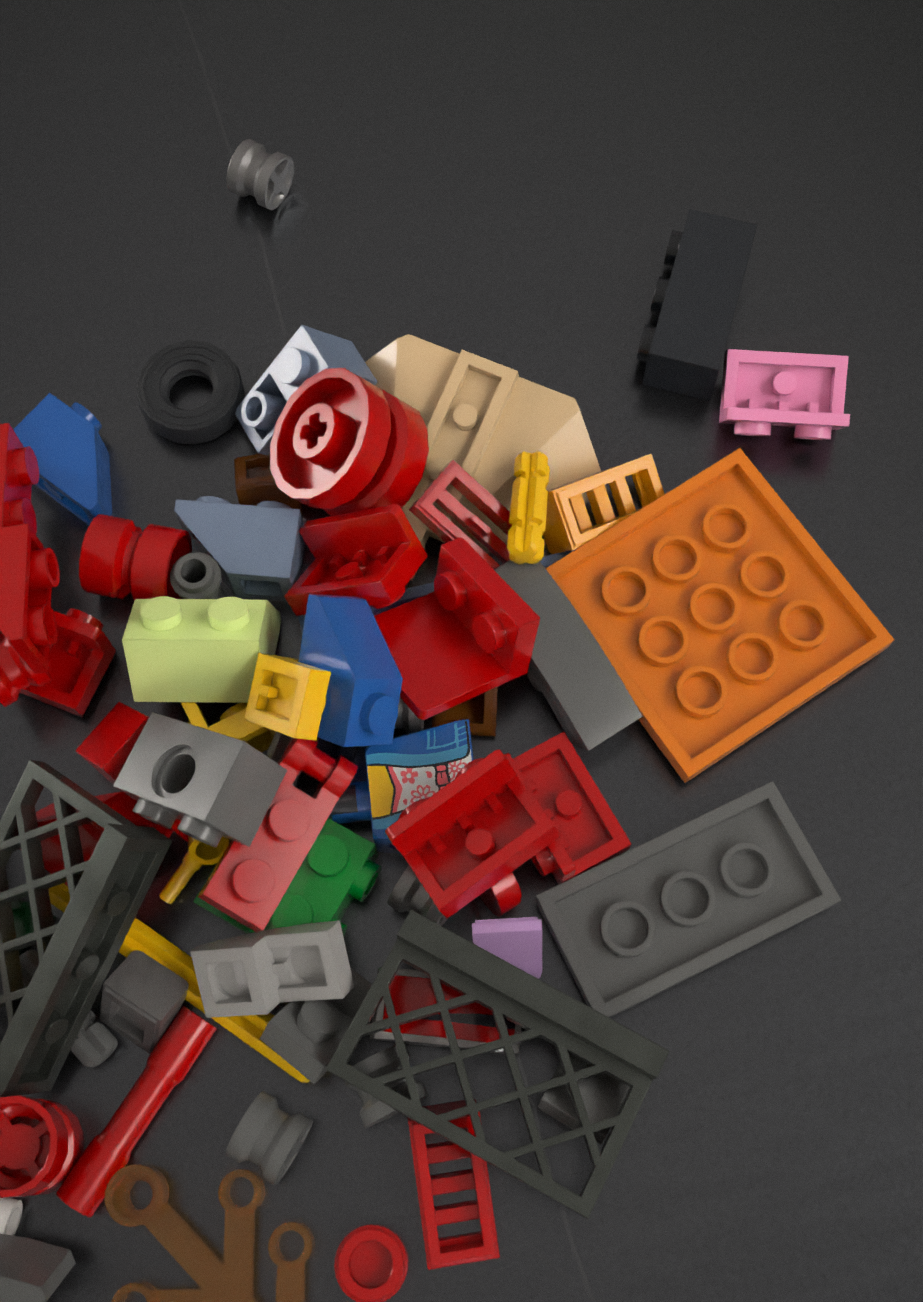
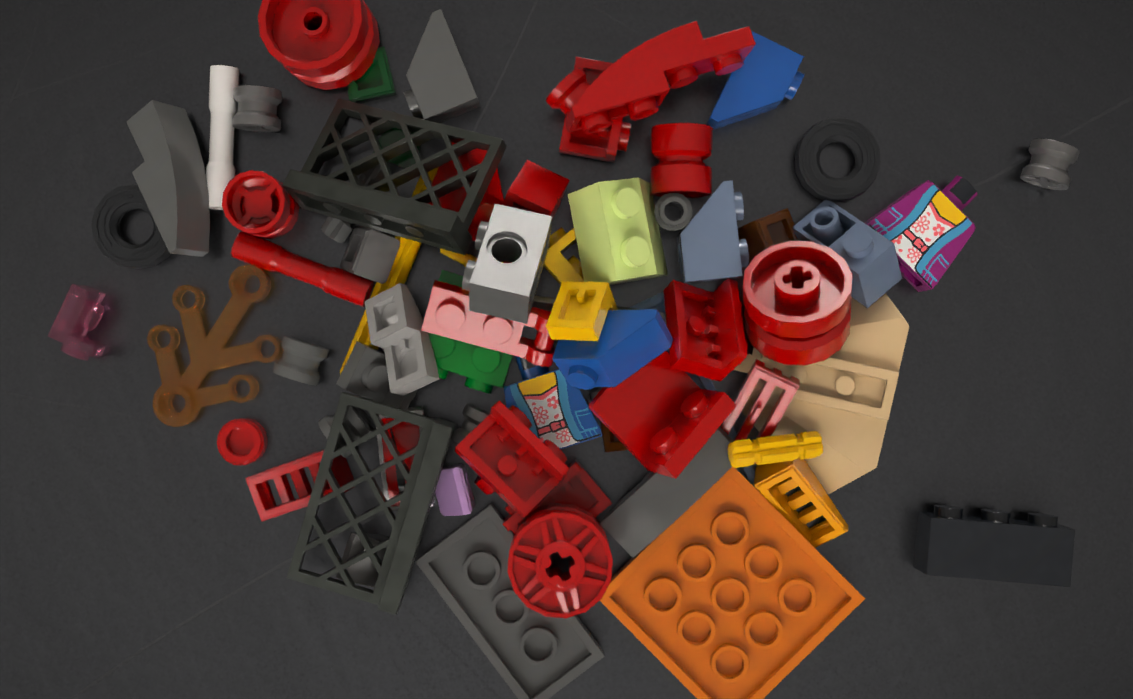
camera: 75 degrees right, 20 degrees up
(298, 294) = (927, 229): none -> torso
(608, 830) = (570, 533): none -> red wheel
(784, 391) = (922, 626): bright pink bracket -> none

